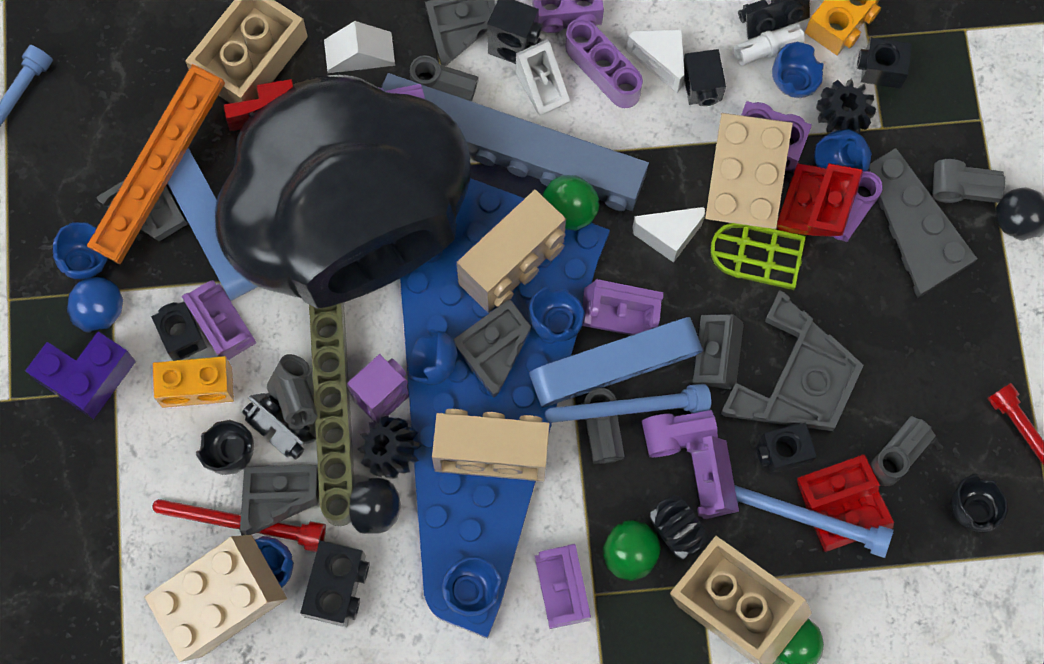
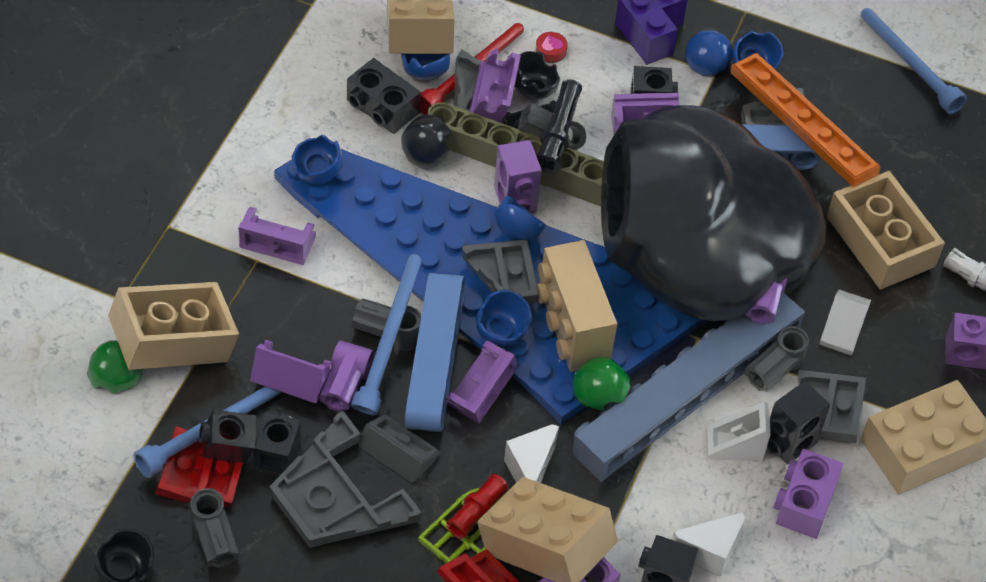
camera: 115 degrees right, 20 degrees down
(167, 460) = (552, 45): none -> red tile
(193, 382) = (603, 78): light orange brick -> none
(238, 112) = (824, 205): red slope -> none
(273, 470) = (495, 86): none -> medium lavender hinge
(319, 371) = (555, 137): none -> black pin
(389, 447) = (466, 171): black gear -> none
(490, 445) = (416, 212): tan brick -> none
(601, 48) = (741, 480): medium lavender beam -> none
(631, 550) = (273, 295): green hair -> none
(678, 527) = (266, 321): black gear -> none
(745, 249) = (476, 506): none -> red pin
(821, 470) = (241, 429): none -> black brick

